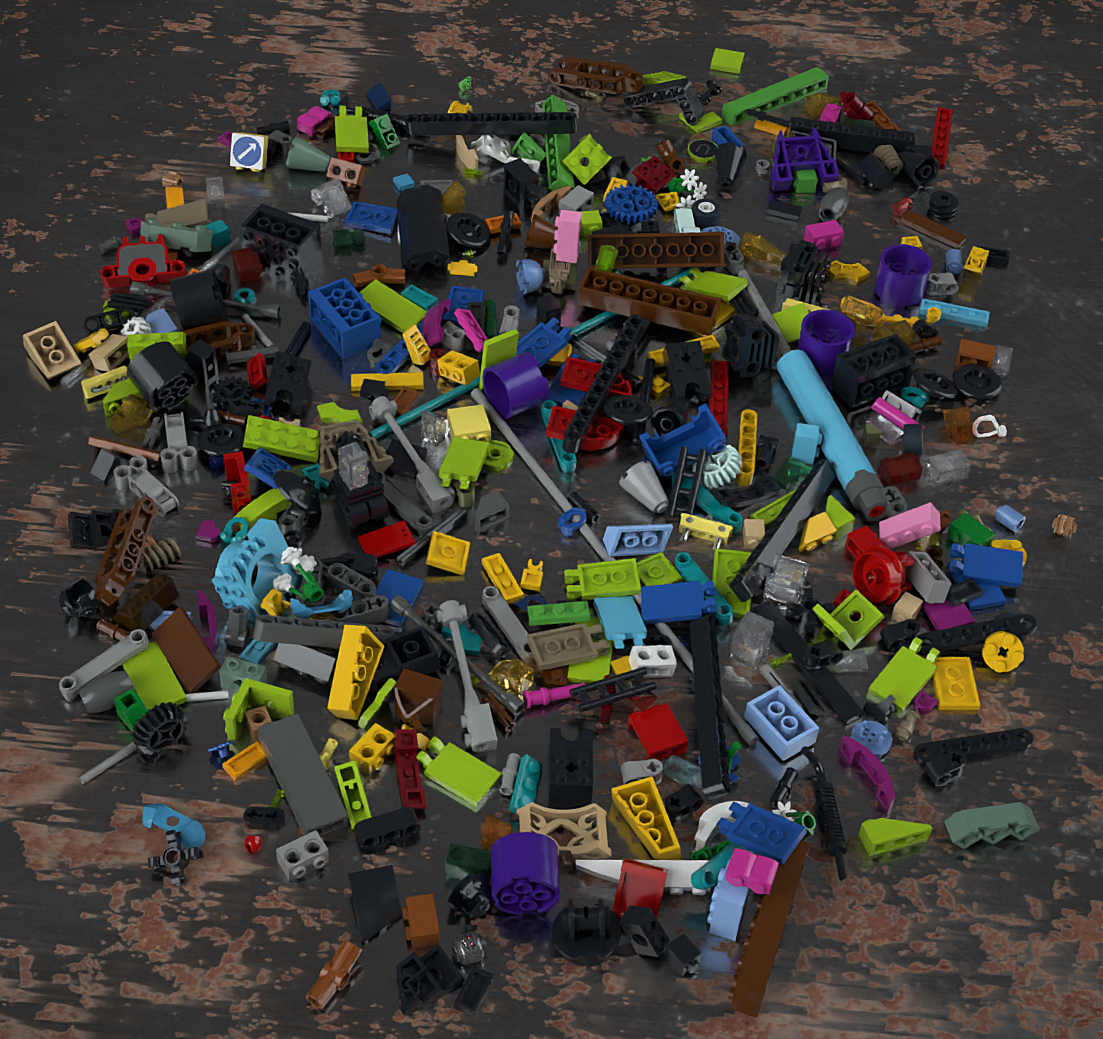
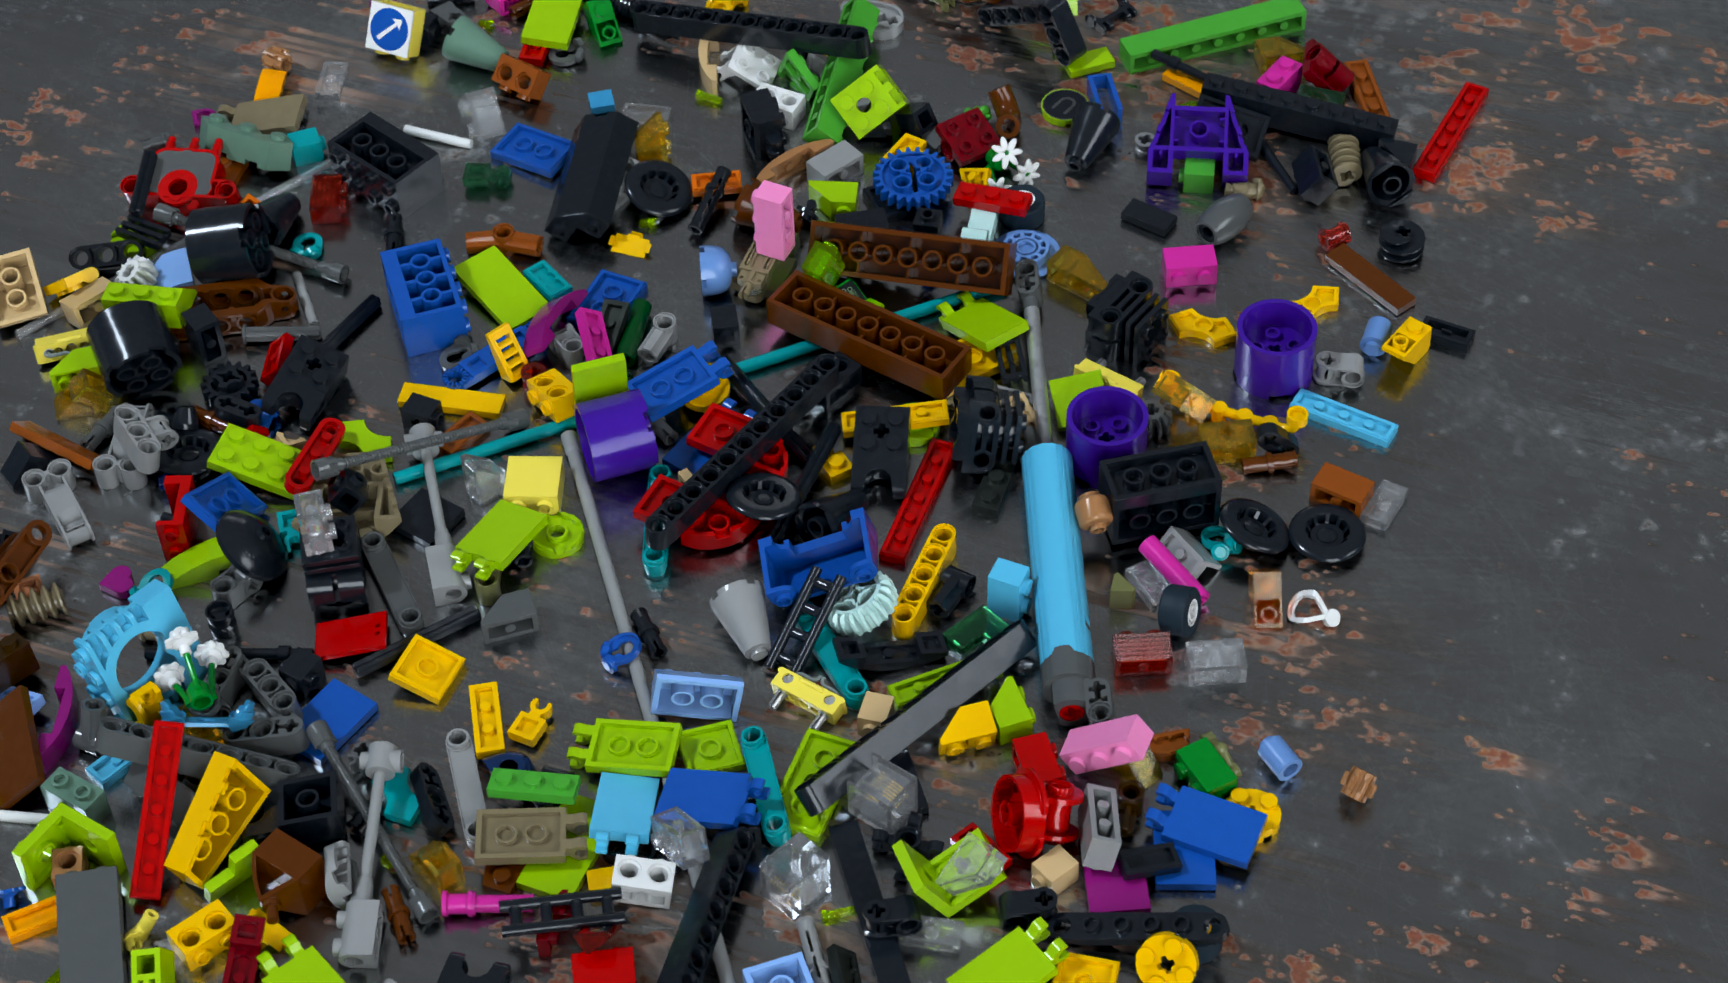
camera: 20 degrees right, 0 degrees up
(117, 269) = (143, 183): none -> black axle
(192, 434) = (143, 437): none -> light grey piece
(312, 672) = (157, 810): none -> red tile
(315, 428) = (321, 444): none -> red plate
(338, 431) = (329, 467): none -> dark grey hose
(453, 693) = (339, 873): none -> light grey slope
(671, 628) = (679, 838): none -> clear brick
(689, 209) = (992, 199): none -> red plate
(840, 387) = (1093, 512): none -> medium nougat head
(864, 612) = (971, 866): none -> clear slope

